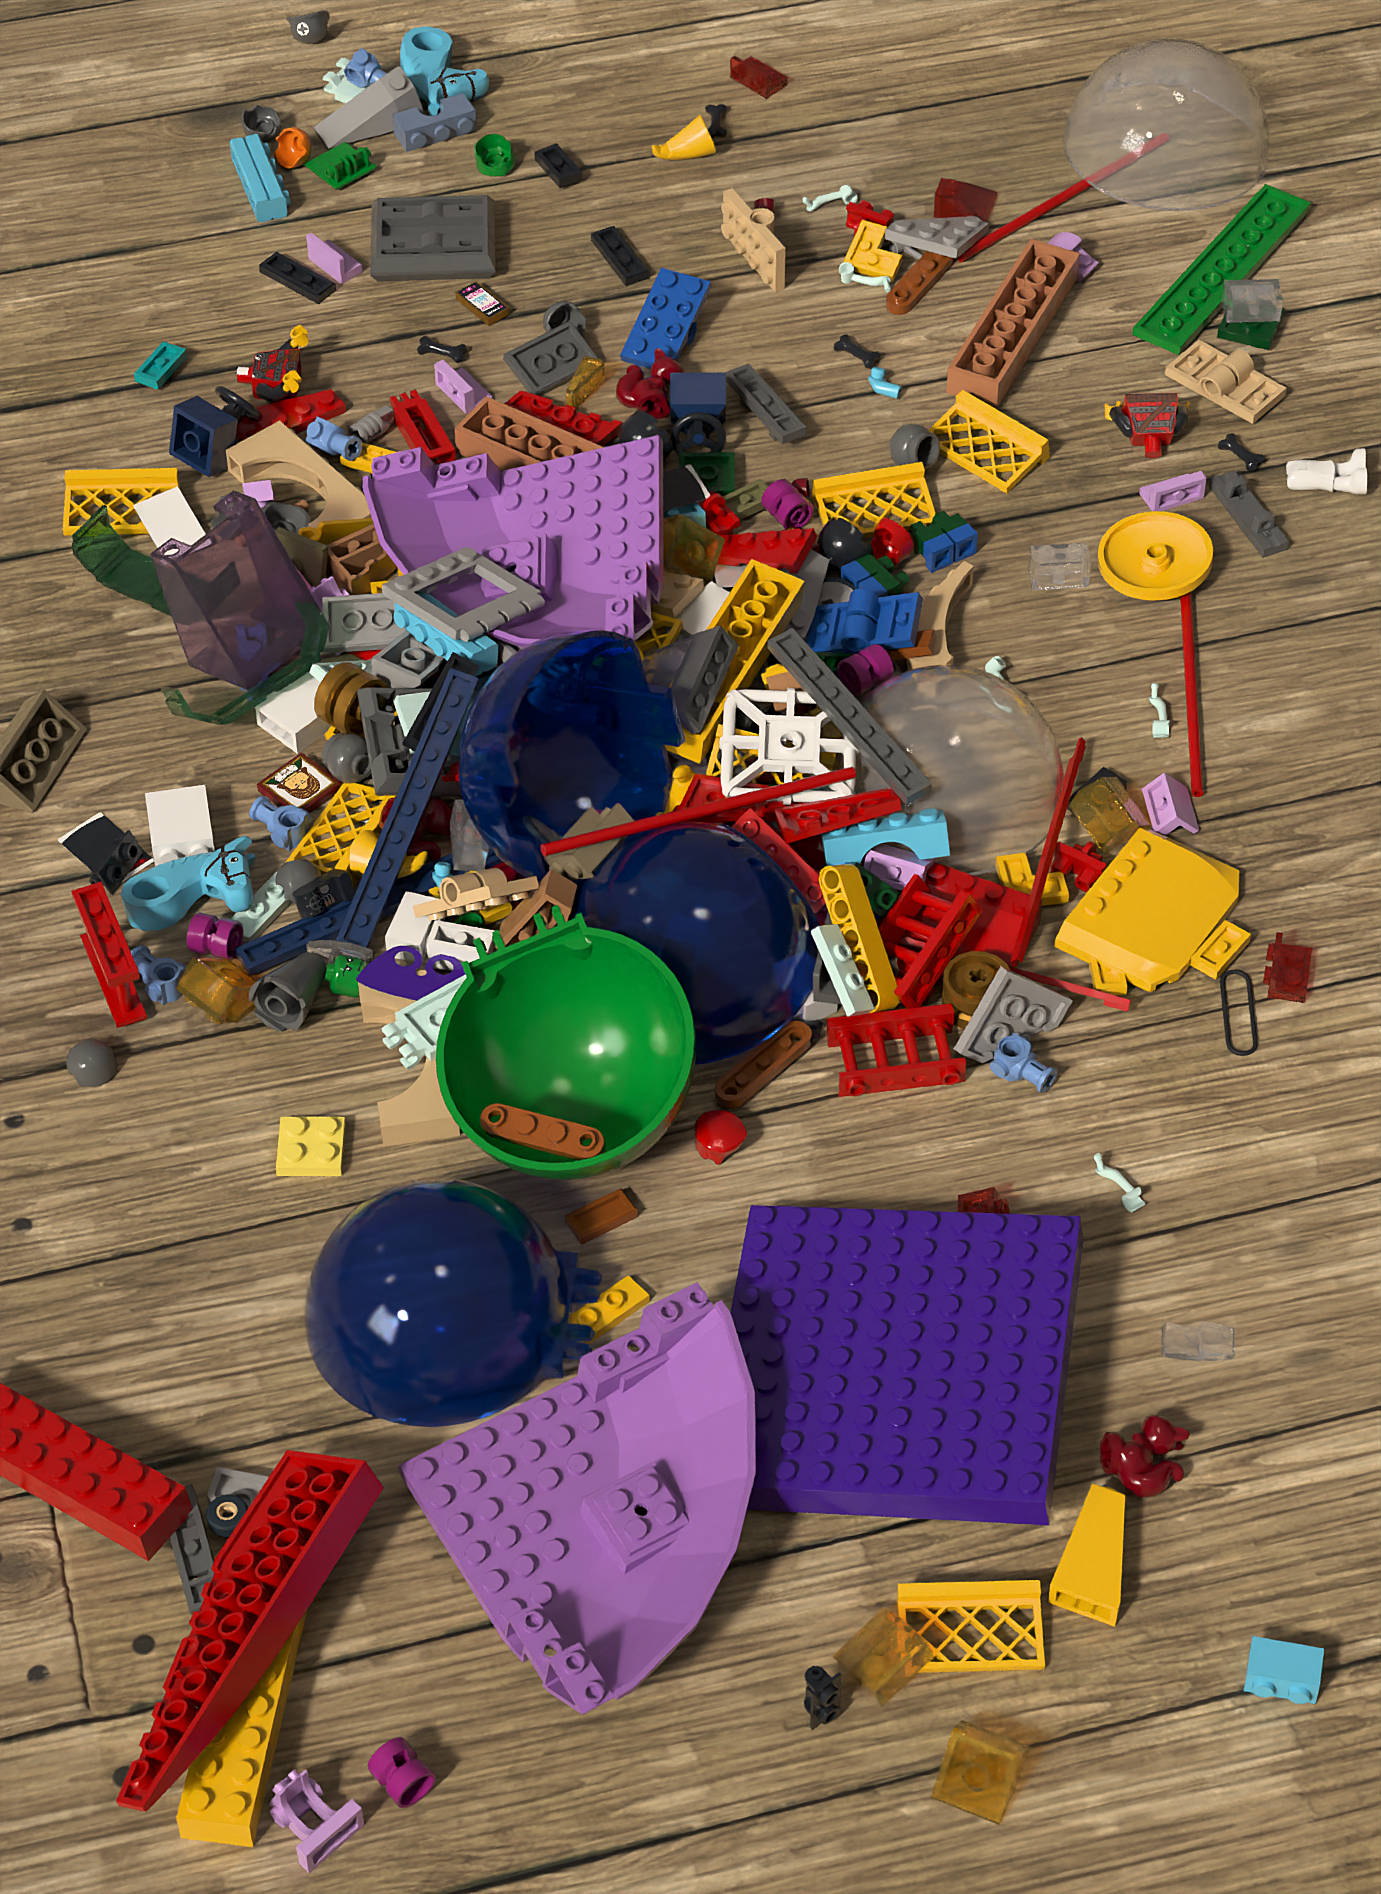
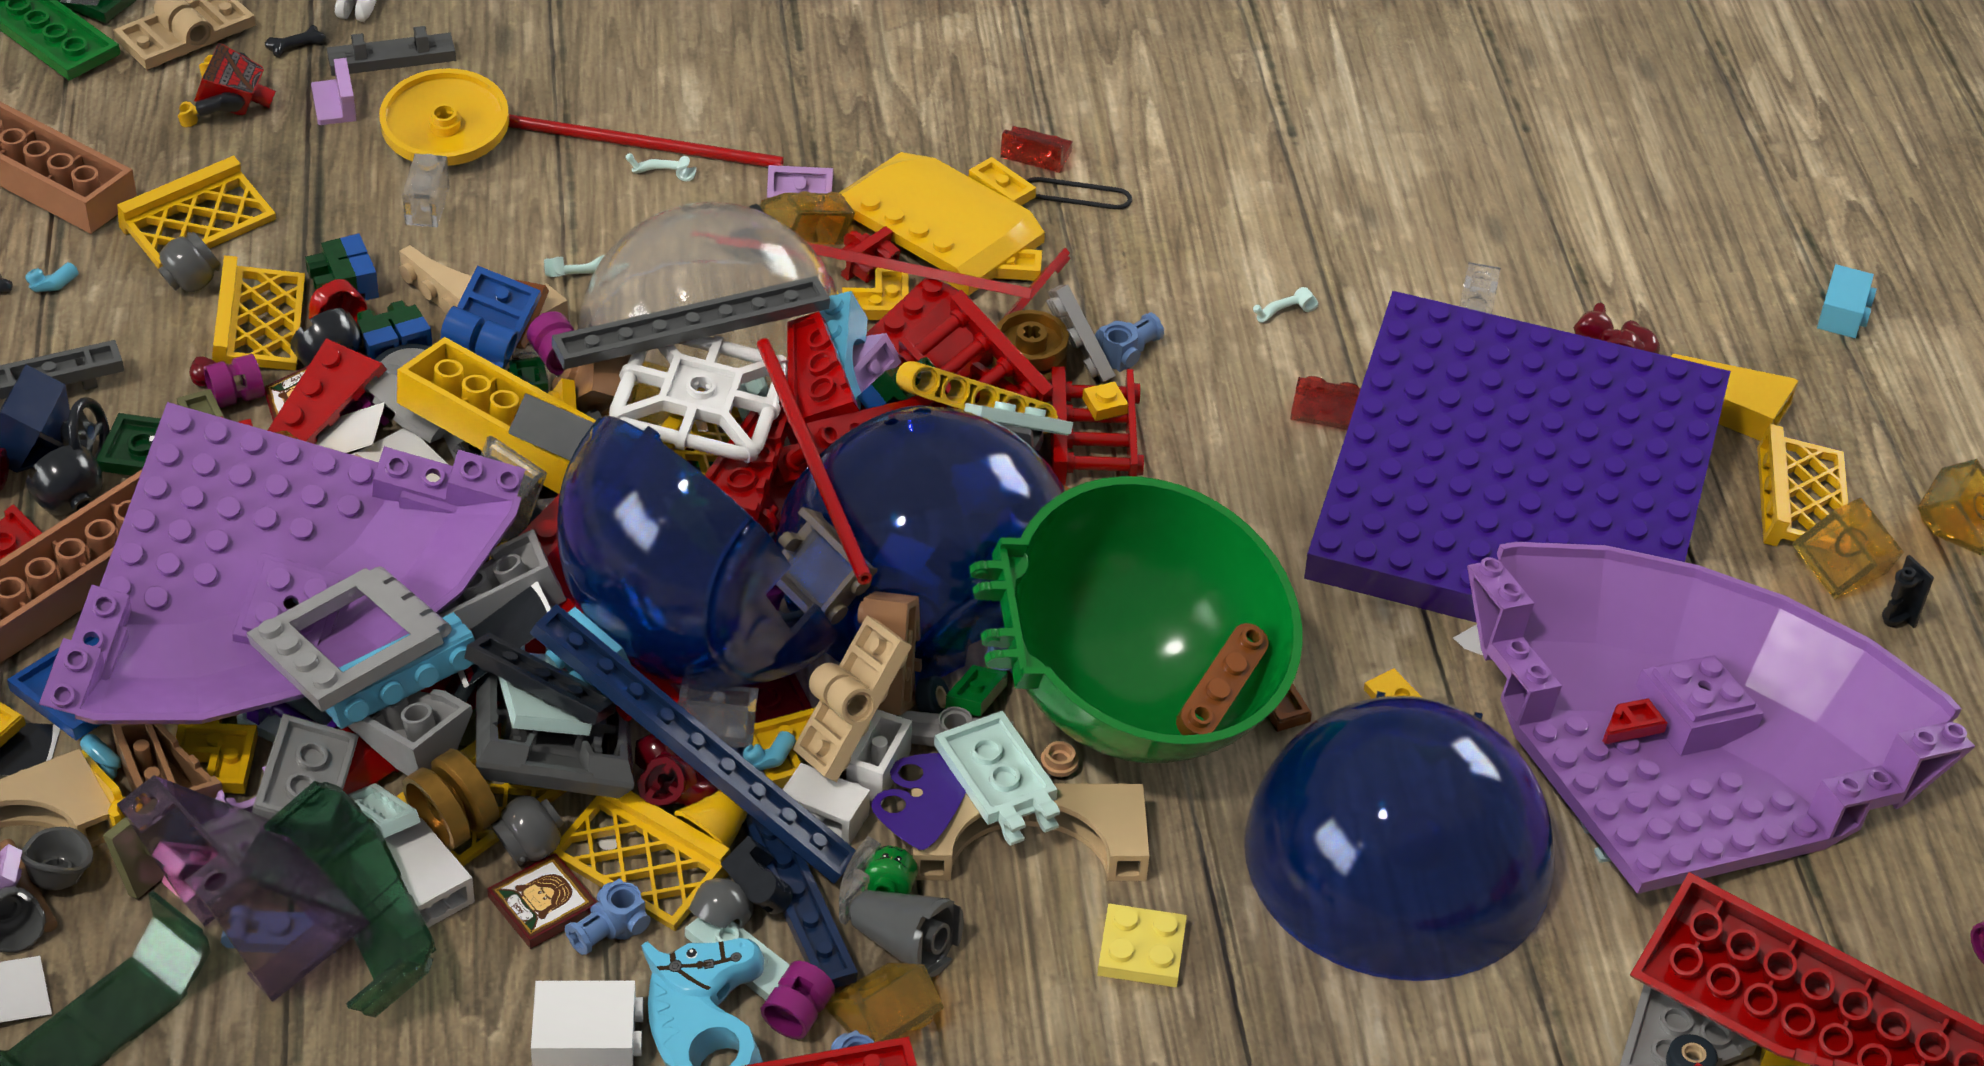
camera: 85 degrees left, 5 degrees down
(596, 1460) = (1634, 721): none -> red tile
(919, 1047) = (1105, 401): none -> yellow plate

